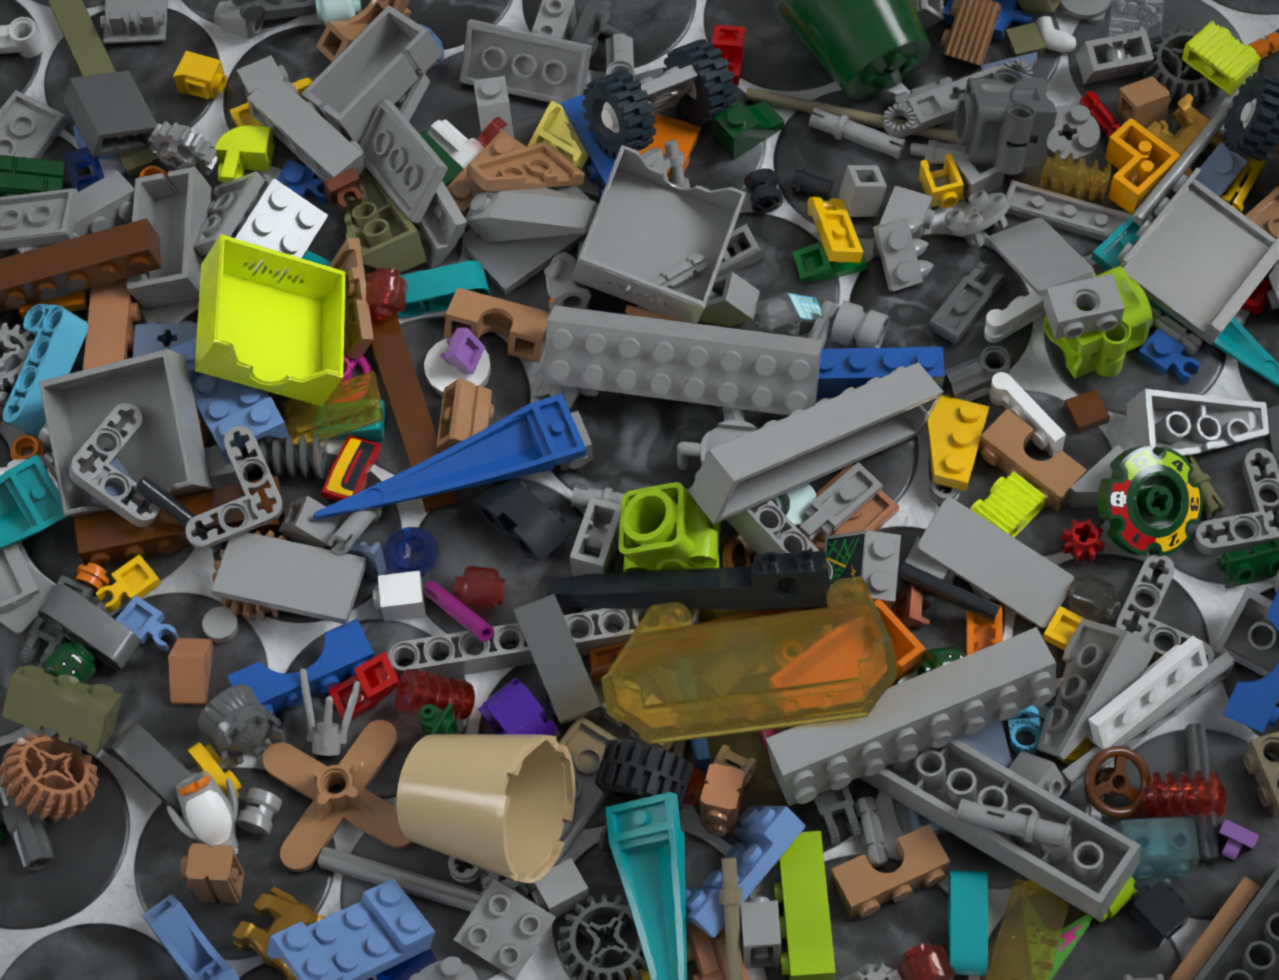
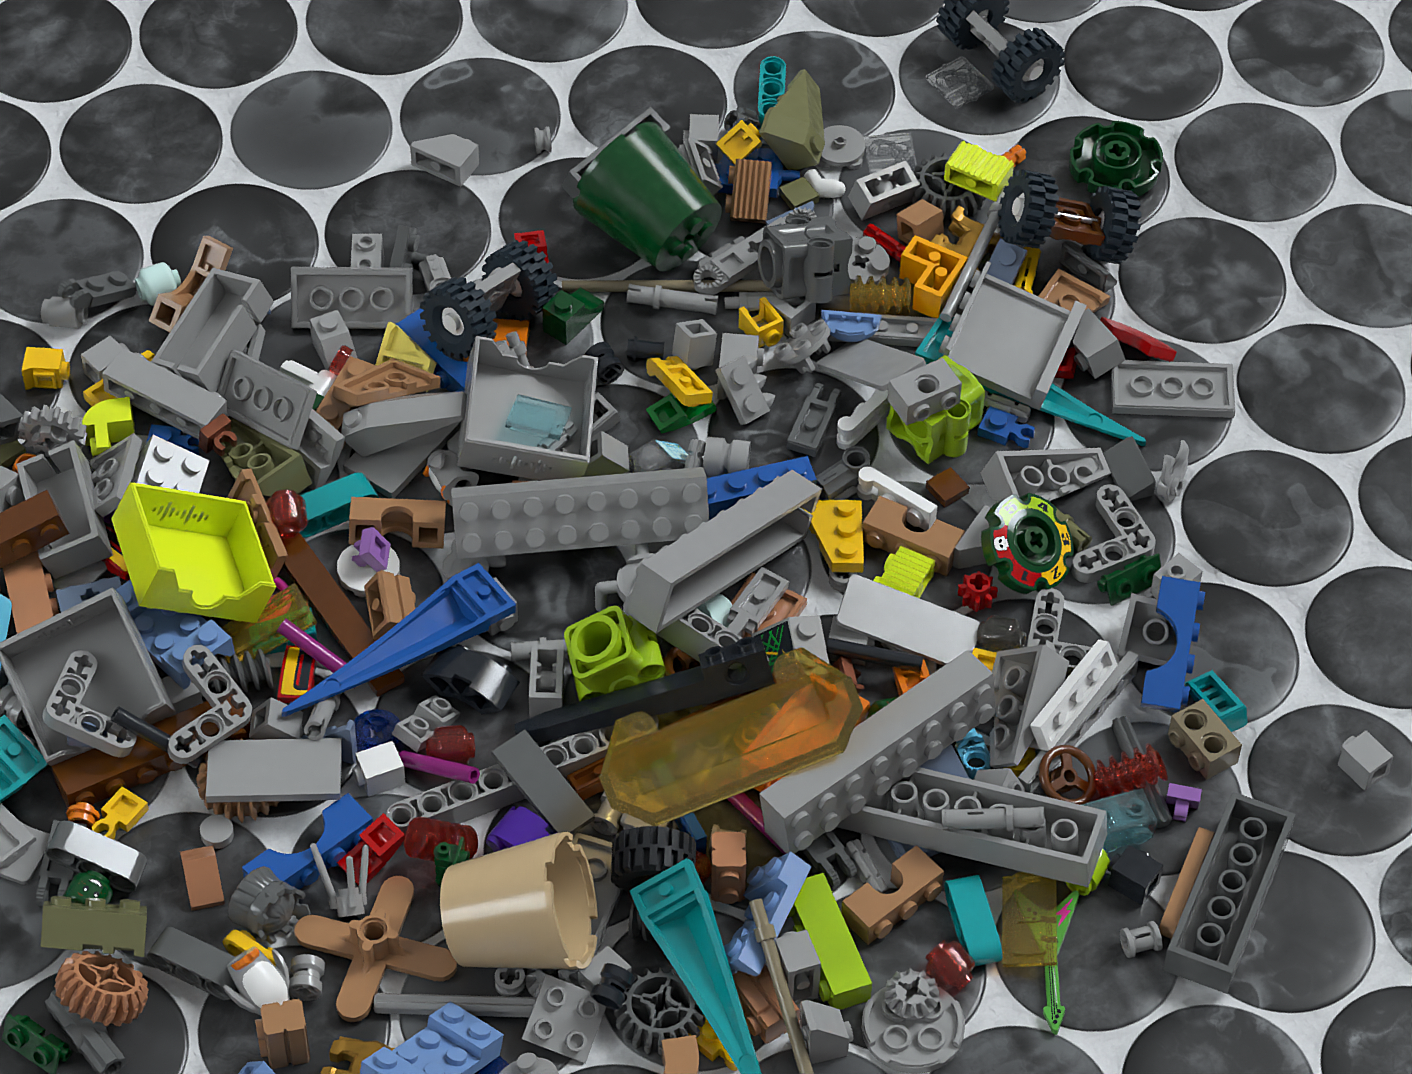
camera: 20 degrees left, 10 degrees down
(146, 622) = (149, 843): medium blue plate -> none
(370, 444) = (310, 646): none -> magenta piece
(469, 549) = (420, 725): none -> light grey slope
(564, 902) = (612, 986): none -> black wheel
(668, 244) = (538, 417): none -> clear light blue piece
(1035, 205) = (851, 325): none -> medium blue plate

